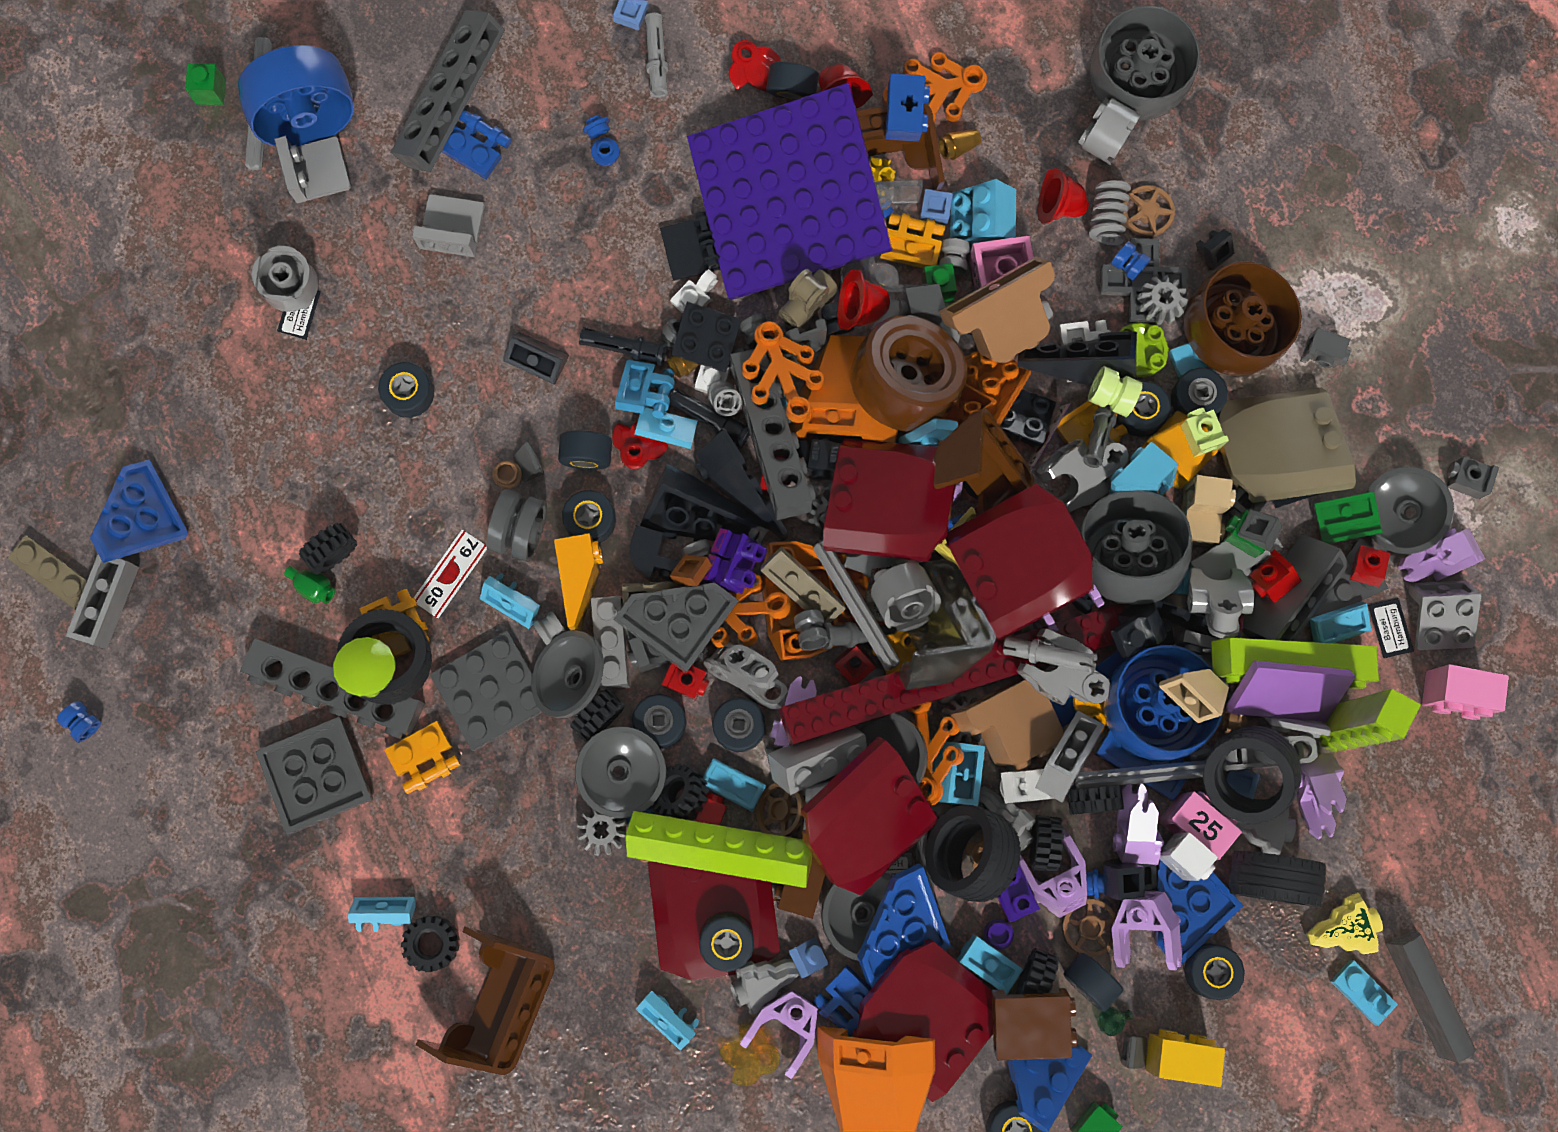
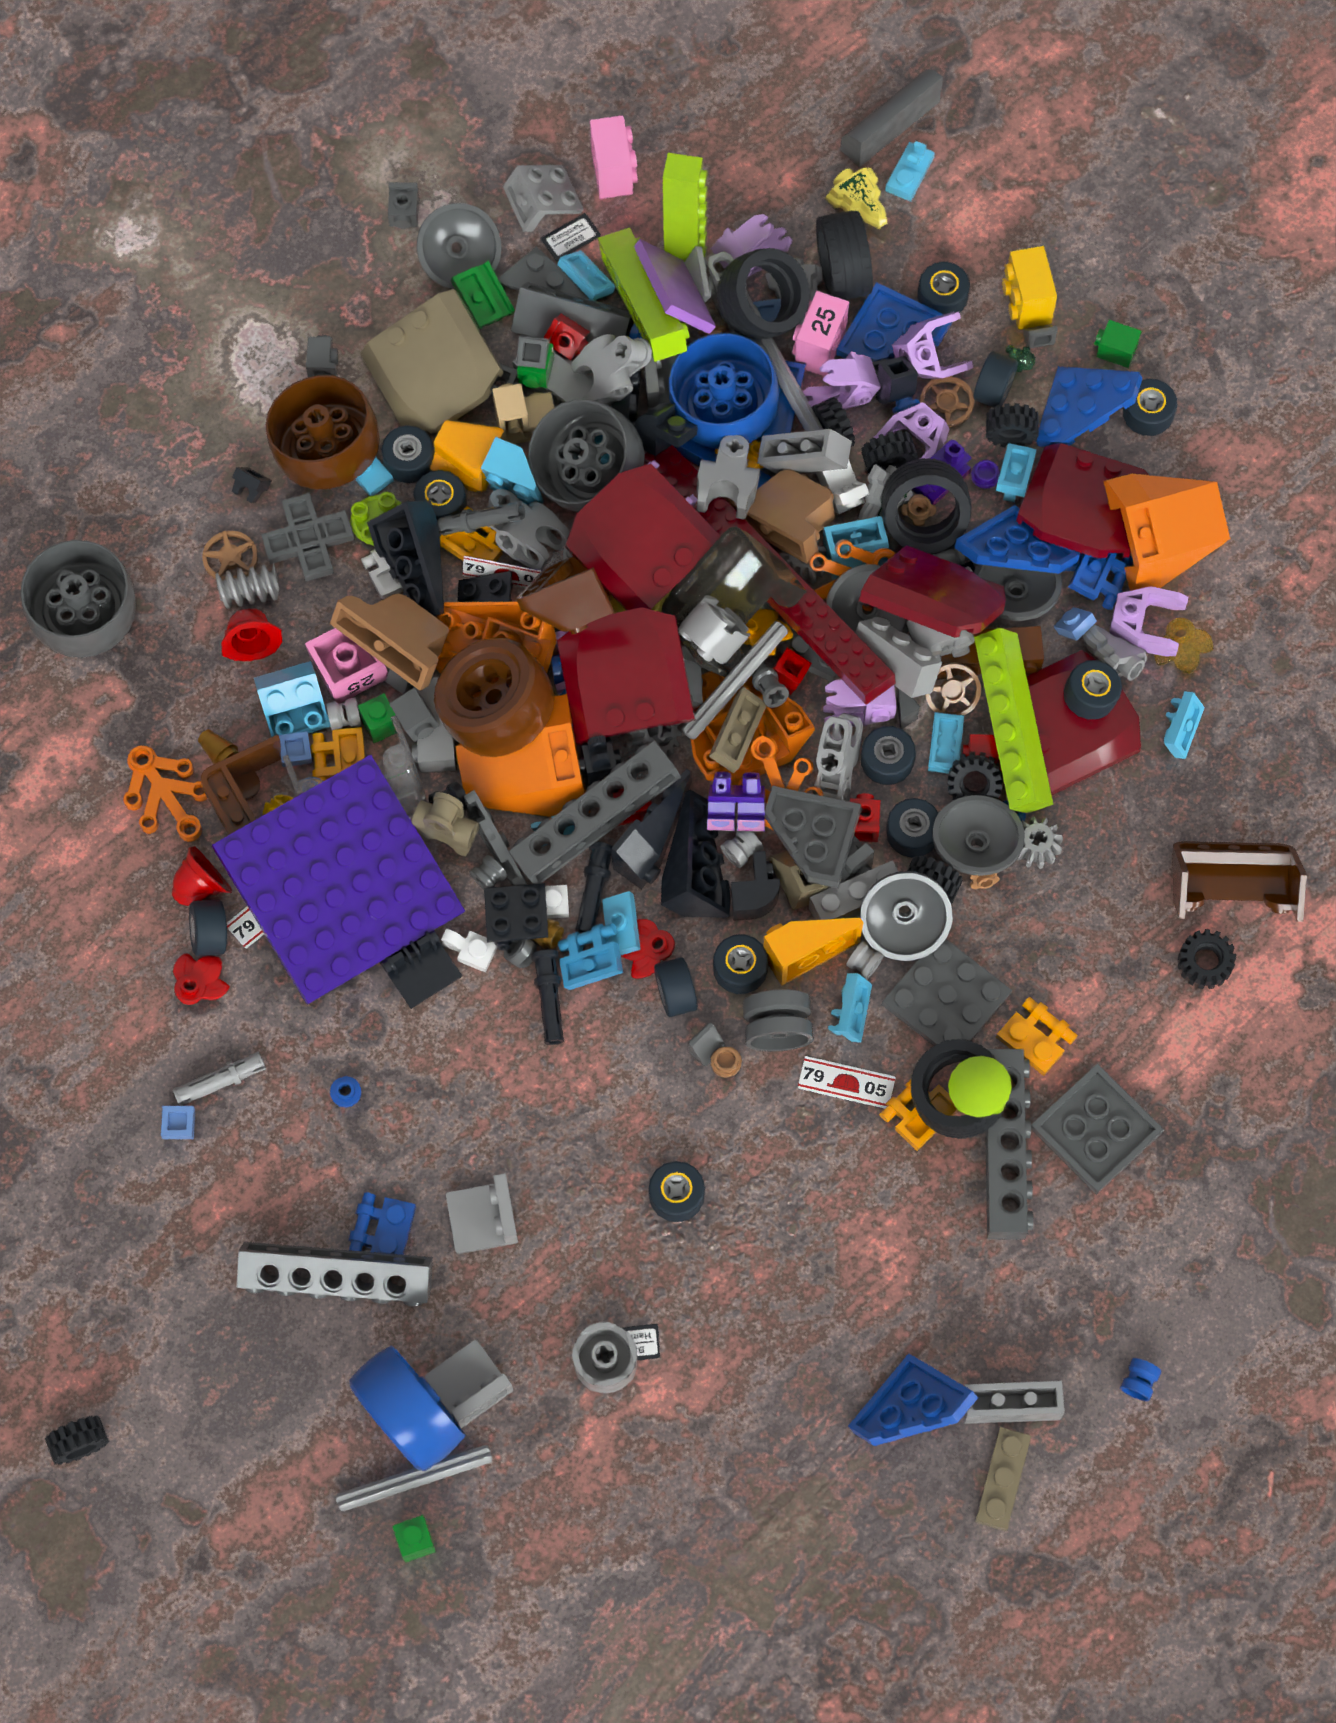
camera: 105 degrees left, 10 degrees down
(311, 586) = (912, 1209): green plant -> none
(328, 548) = (871, 1197): black tyre -> none
(381, 911) = (1196, 1013): medium azure plate -> none
(535, 357) = (592, 1081): black slope -> none
(596, 126) = (321, 1108): blue plate -> none
(690, 570) = (761, 837): dark orange tile -> none
(720, 392) = (572, 874): light grey wheel -> none
(782, 368) = (528, 821): orange plant -> none
(811, 630) = (777, 707): dark grey wheel -> none
(860, 301) = (434, 772): red piece -> none
(906, 90) = (233, 788): blue brick -> none
(929, 433) = (549, 662): medium azure plate -> none
(1033, 1025) = (1056, 412): reddish brown panel -> none
(1036, 651) = (721, 487): light grey pin -> none
(1111, 130) = (163, 608): light grey brick -> none
(1114, 391) = (443, 513): yellowish green wheel -> none
(1135, 265) = (297, 547): blue wheel -> none
(1169, 291) = (327, 507): light grey gear -> none
(1188, 857) = (855, 328): white brick -> none
(1197, 693) = (710, 354): tan slope -> none
(1199, 440) = (456, 434): yellowish green brick -> none
(1367, 573) = (527, 269): red plate -> none
(1446, 558) = (490, 197): lavender piece -> none

